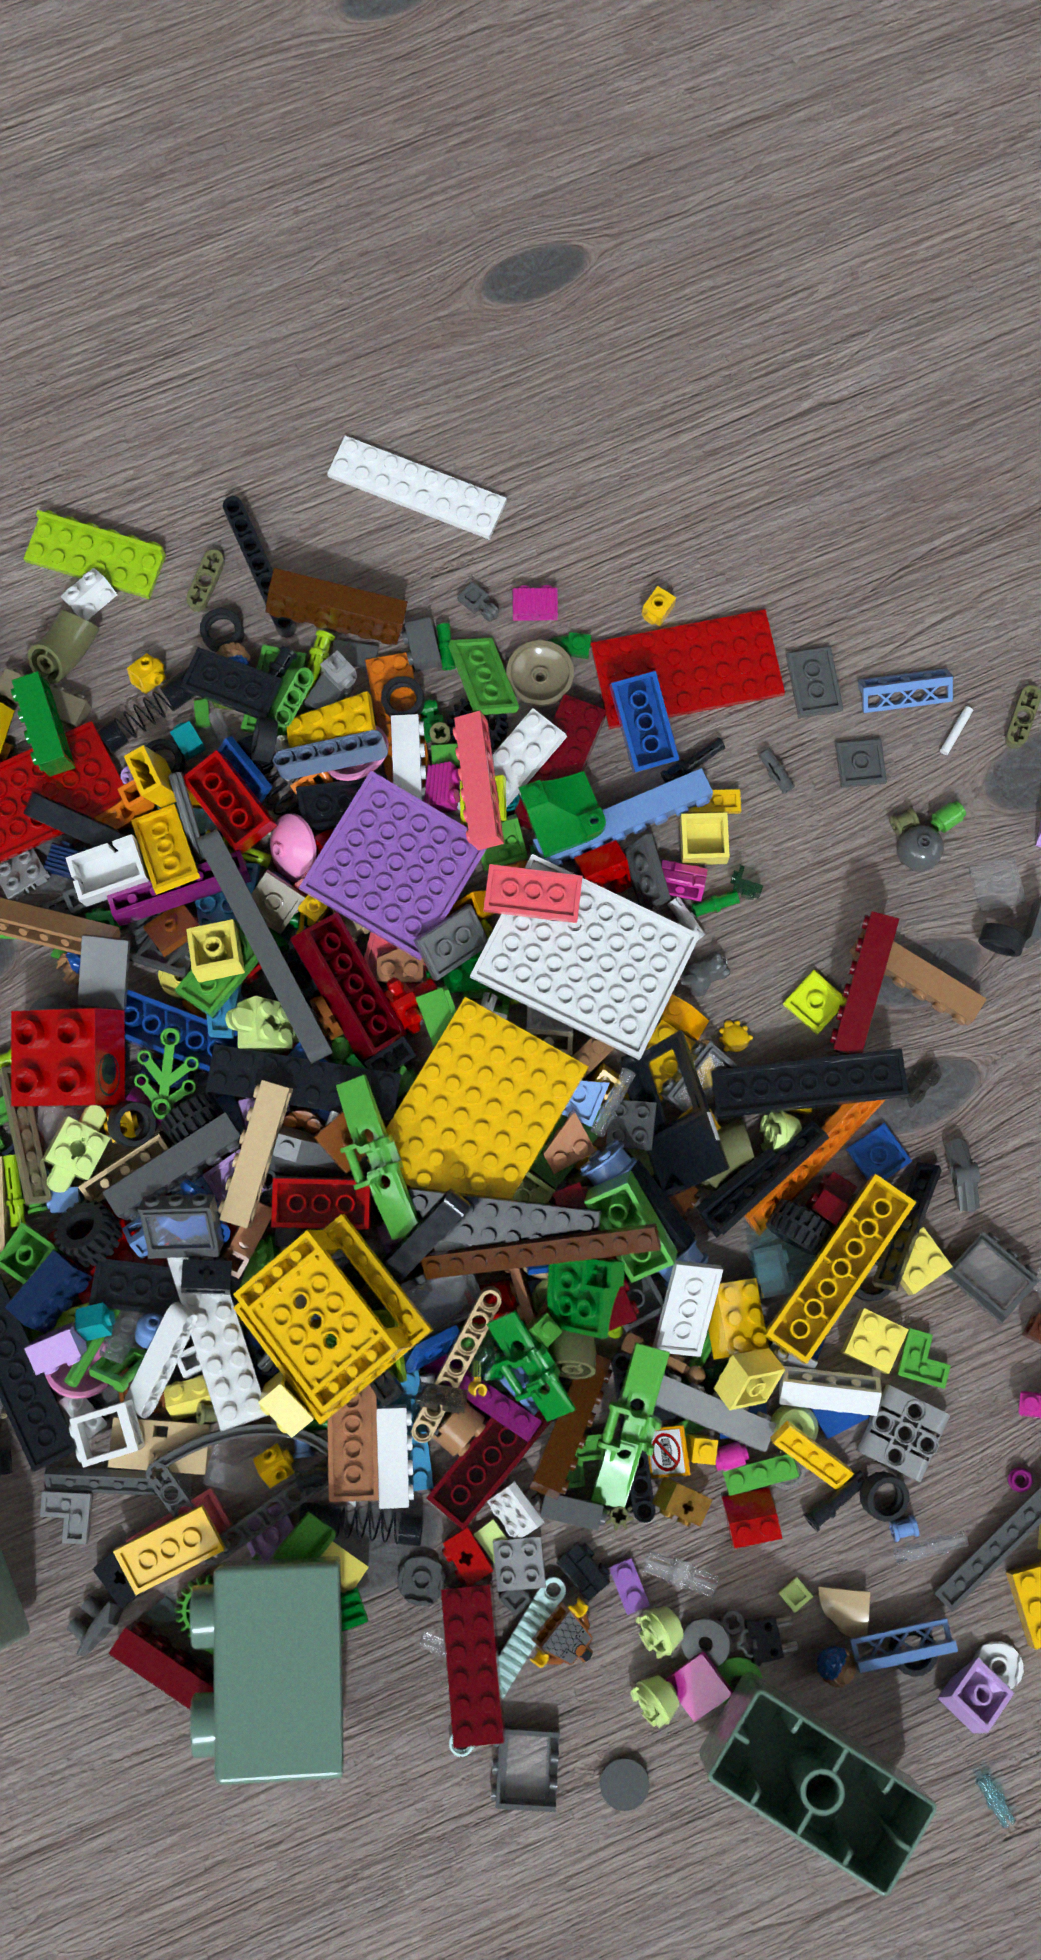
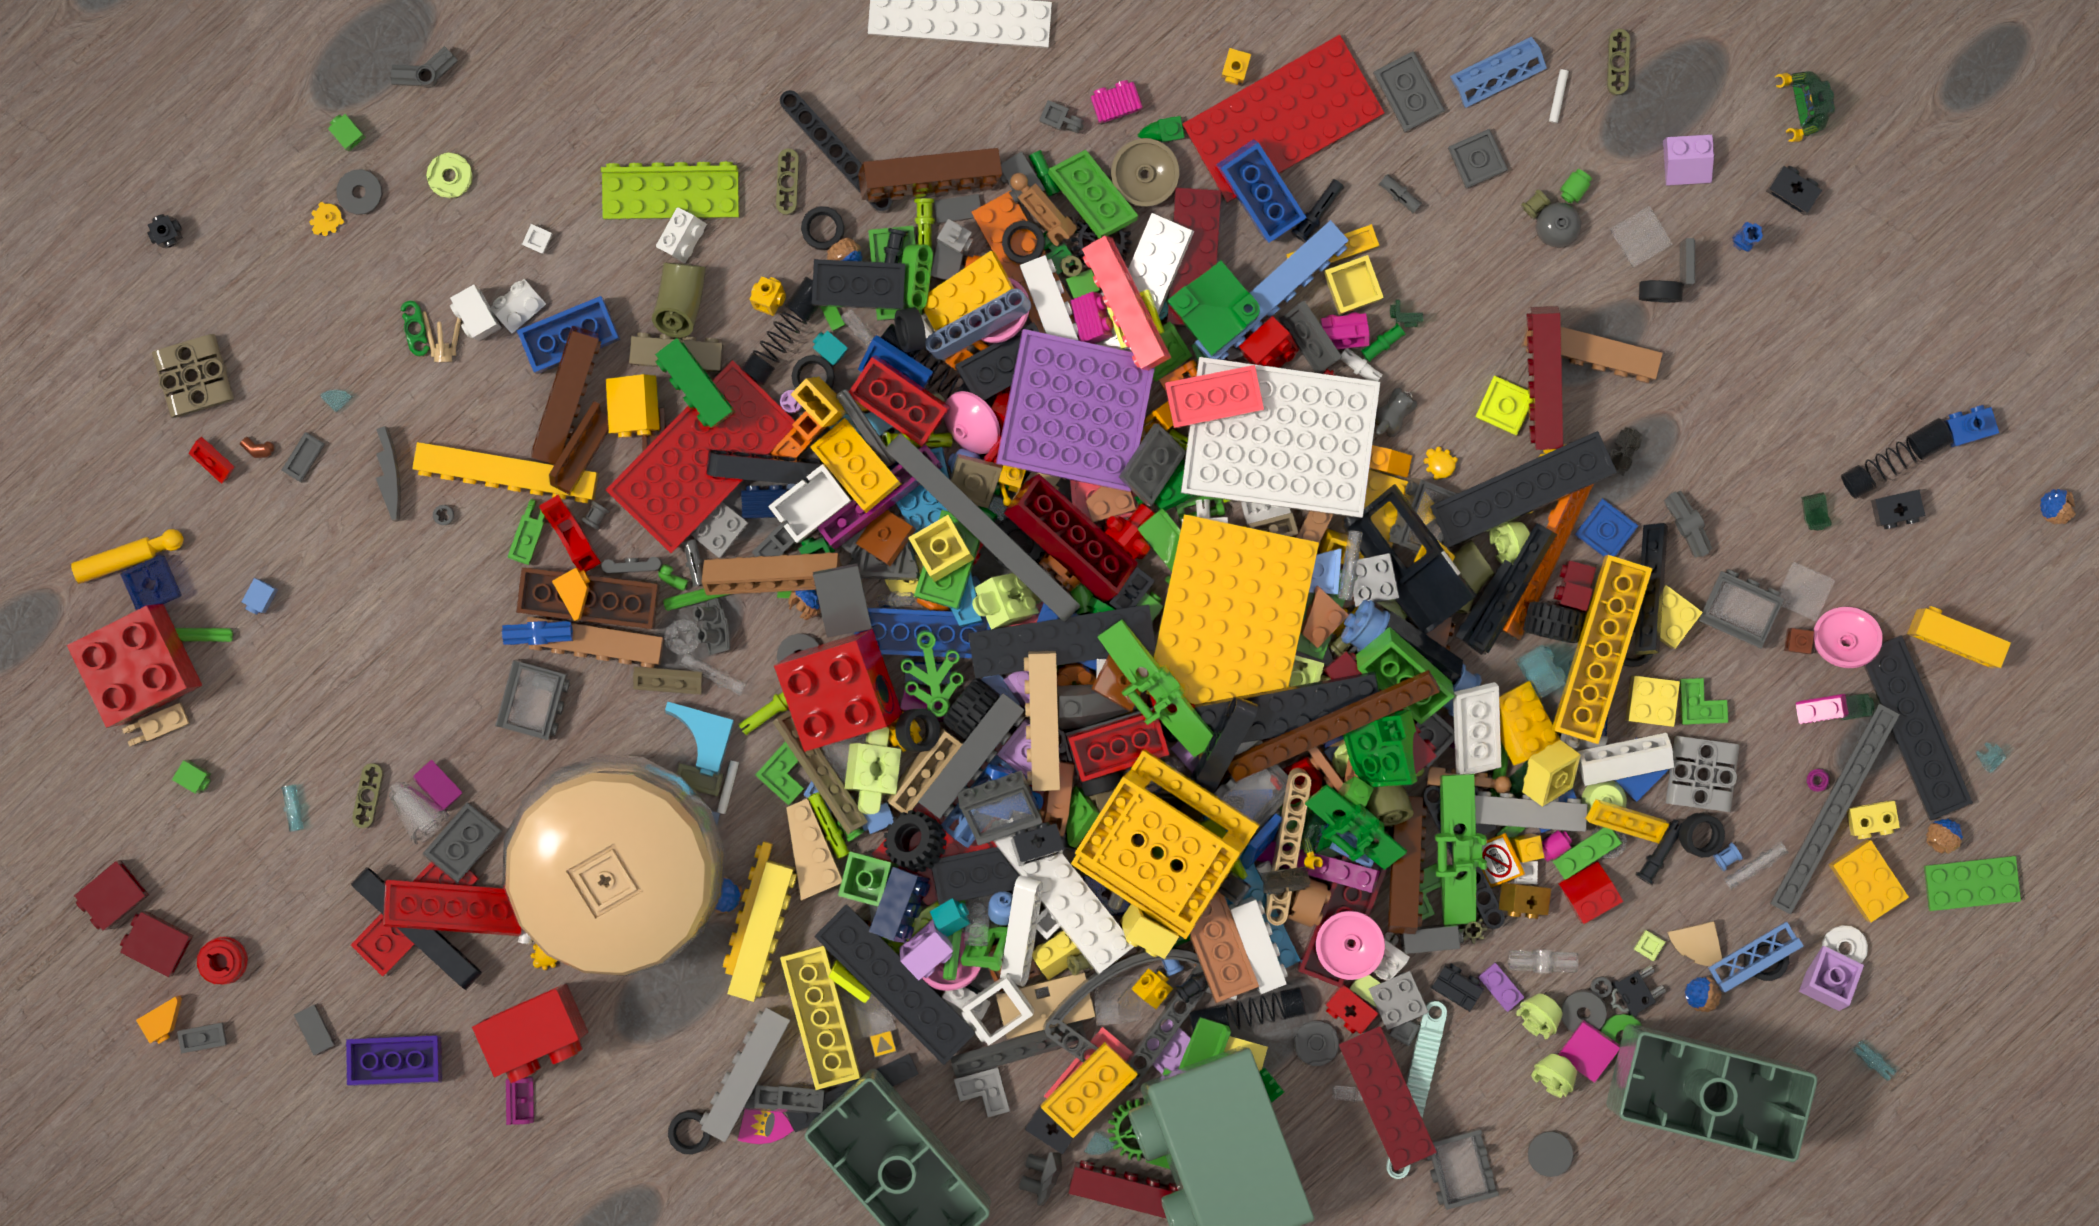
camera: 20 degrees left, 10 degrees up
(160, 993) = (896, 600): none -> clear axle
(431, 674) = (1043, 210): none -> medium nougat plate
(469, 1489) = (1343, 959): none -> bright pink dish
(564, 1636) = (1458, 1047): torso -> none
(696, 1478) = (1531, 872): none -> white plate

